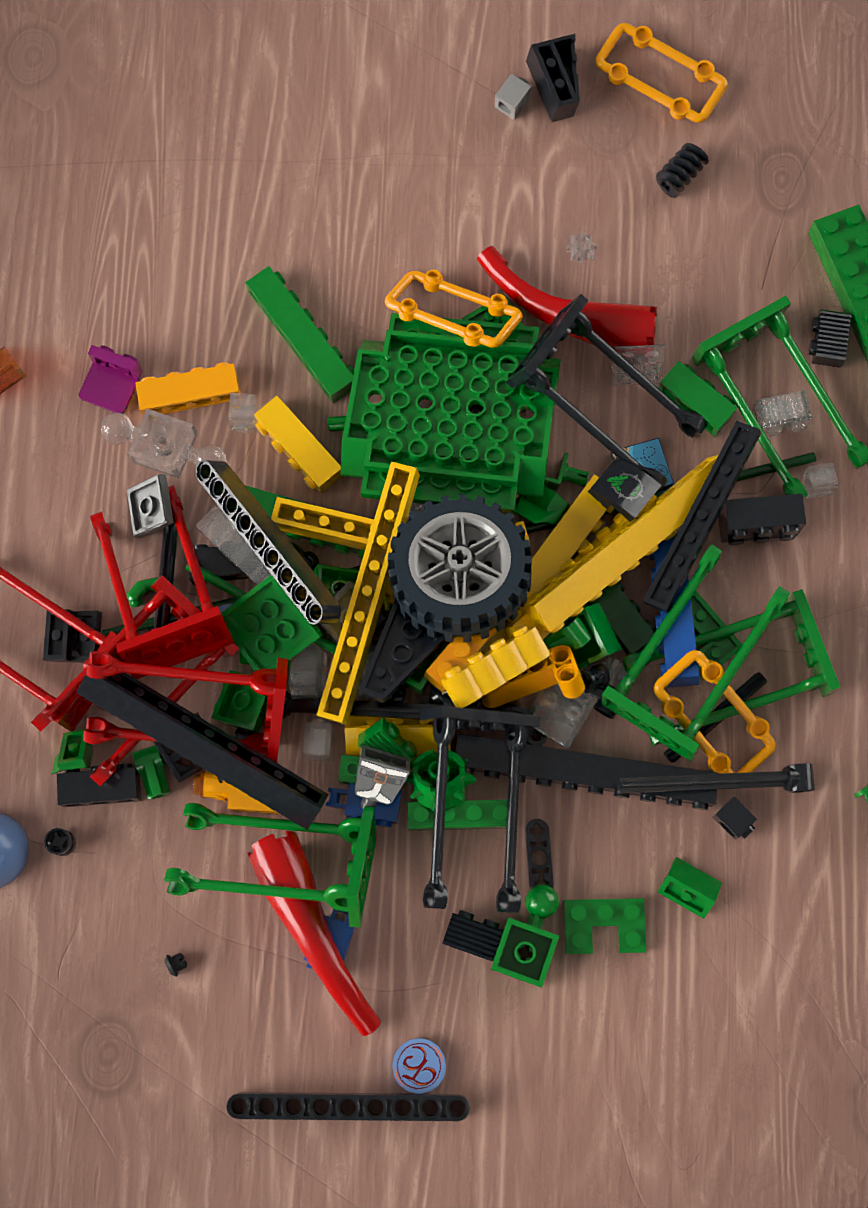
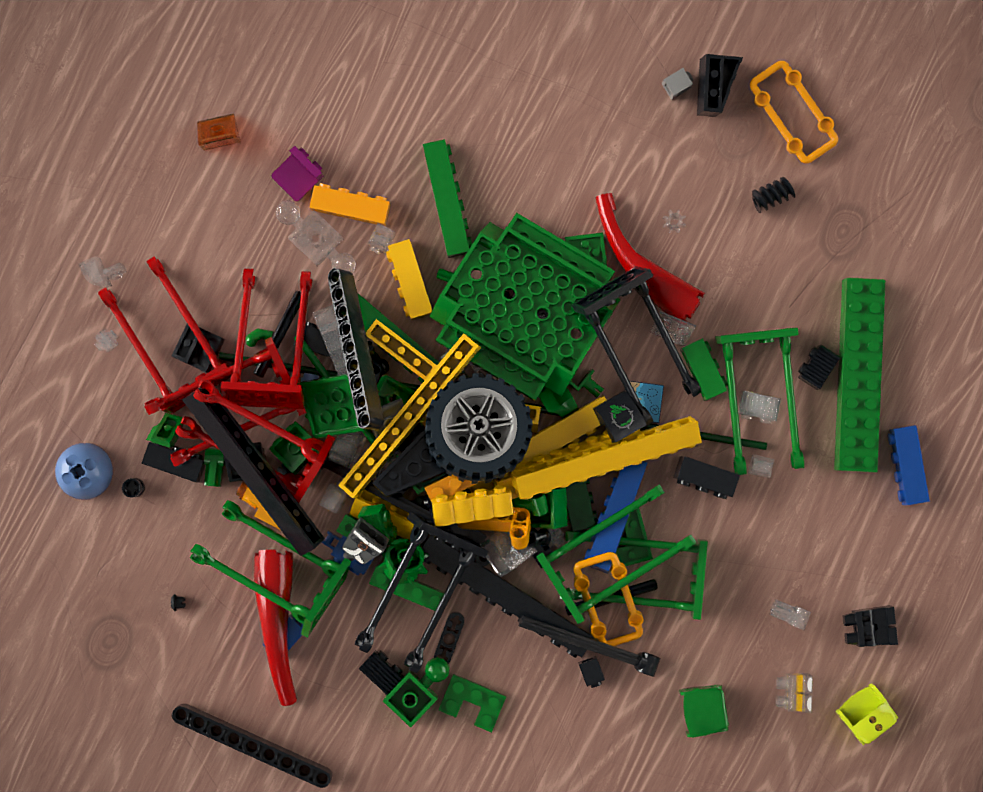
camera: 20 degrees right, 10 degrees up
(150, 506) = (288, 280): dark grey tile -> none
(419, 1065) = (309, 739): medium blue tile -> none
(473, 333) = (564, 258): light orange bar -> none
(690, 887) = (540, 703): green panel -> none
(702, 517) = (663, 461): black plate -> none

